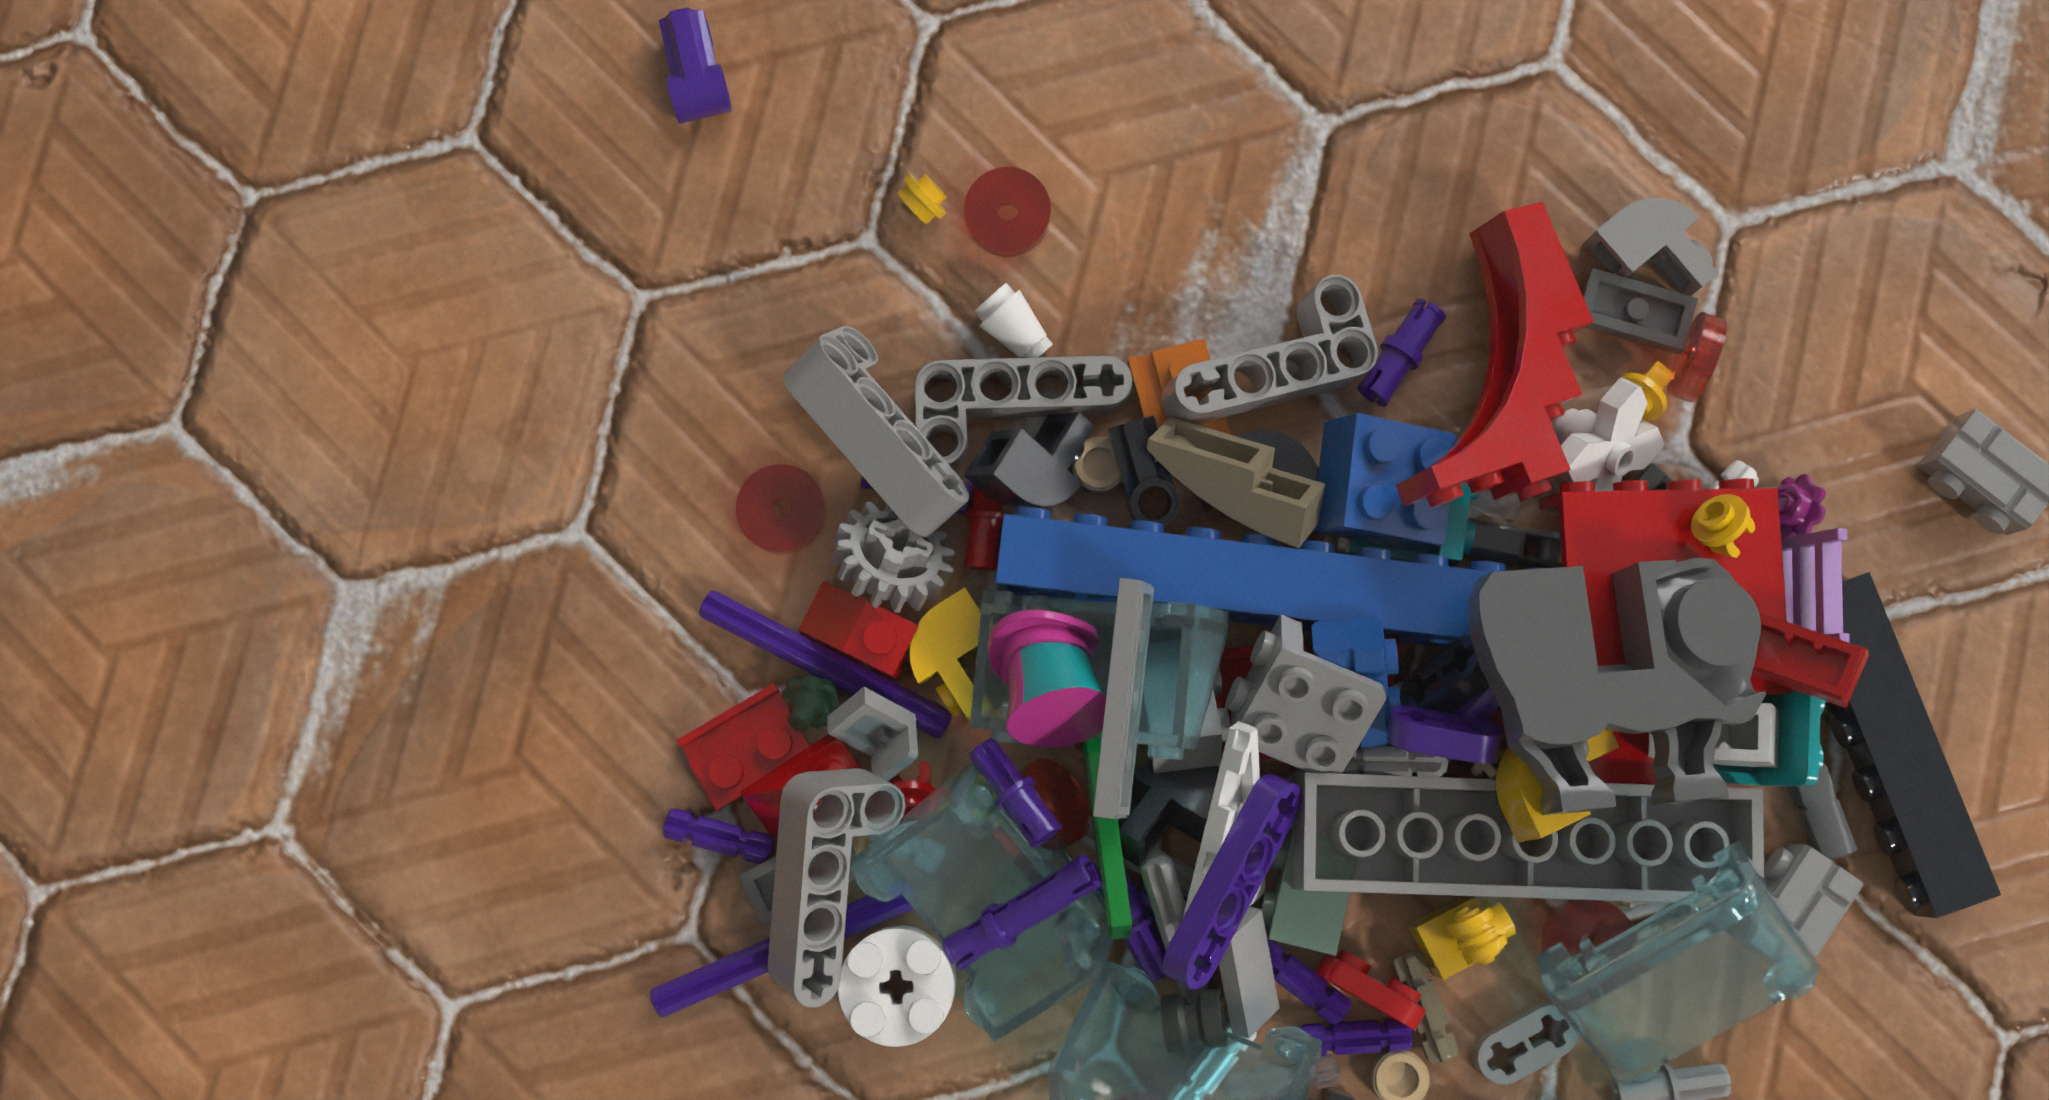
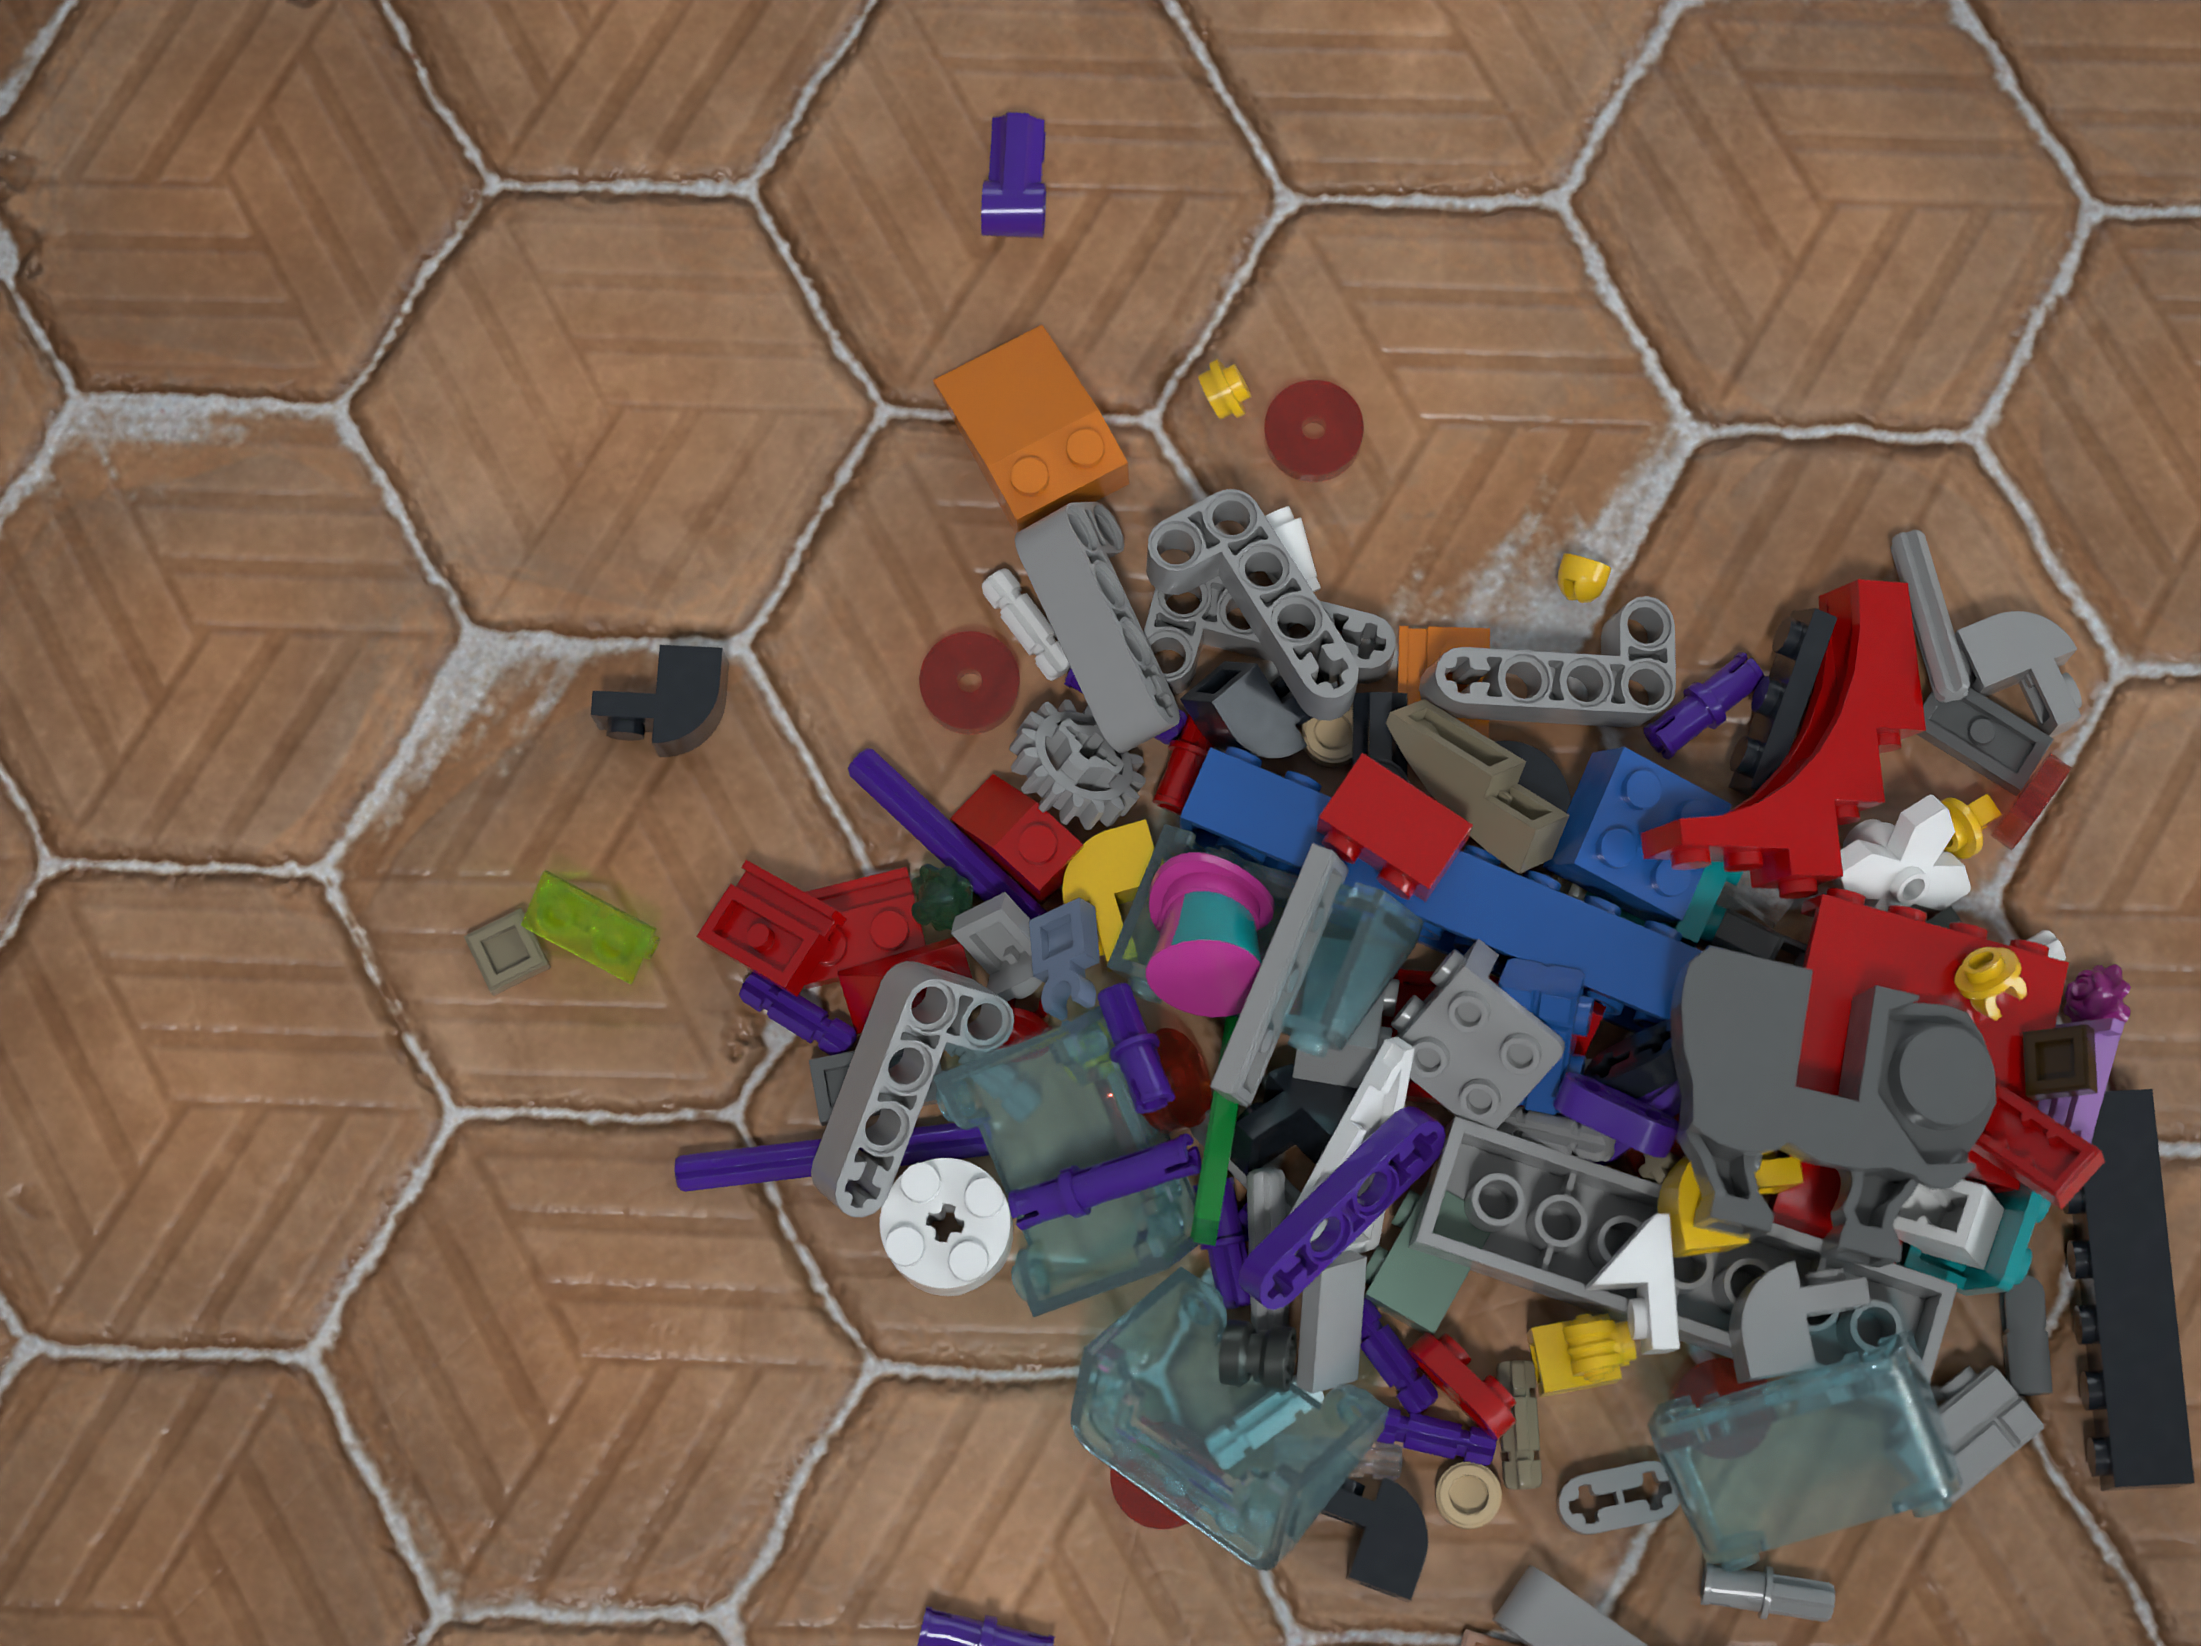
camera: 20 degrees right, 5 degrees down
(454, 854) = (506, 952): none -> dark tan tile
(517, 816) = (589, 927): none -> clear neon green hinge
(543, 603) = (683, 710): none -> black brick
(673, 772) = (771, 928): none -> red plate
(771, 277) = (1033, 429): none -> orange slope
(812, 444) = (1026, 623): none -> white axle
(927, 724) = (1061, 949): none -> sand blue plate
(1012, 378) = (1263, 607): none -> light grey beam
(1183, 543) = (1392, 829): none -> red brick
(1268, 273) = (1582, 578): none -> yellow hinge
(1466, 329) = (1781, 698): none -> black plate
(1506, 856) = (1647, 1265): none -> white slope
(1571, 229) = (1930, 617): none -> light grey axle
(1624, 867) = (1770, 1319): none -> light grey brick
(1800, 578) = (2060, 1062): none -> dark brown tile

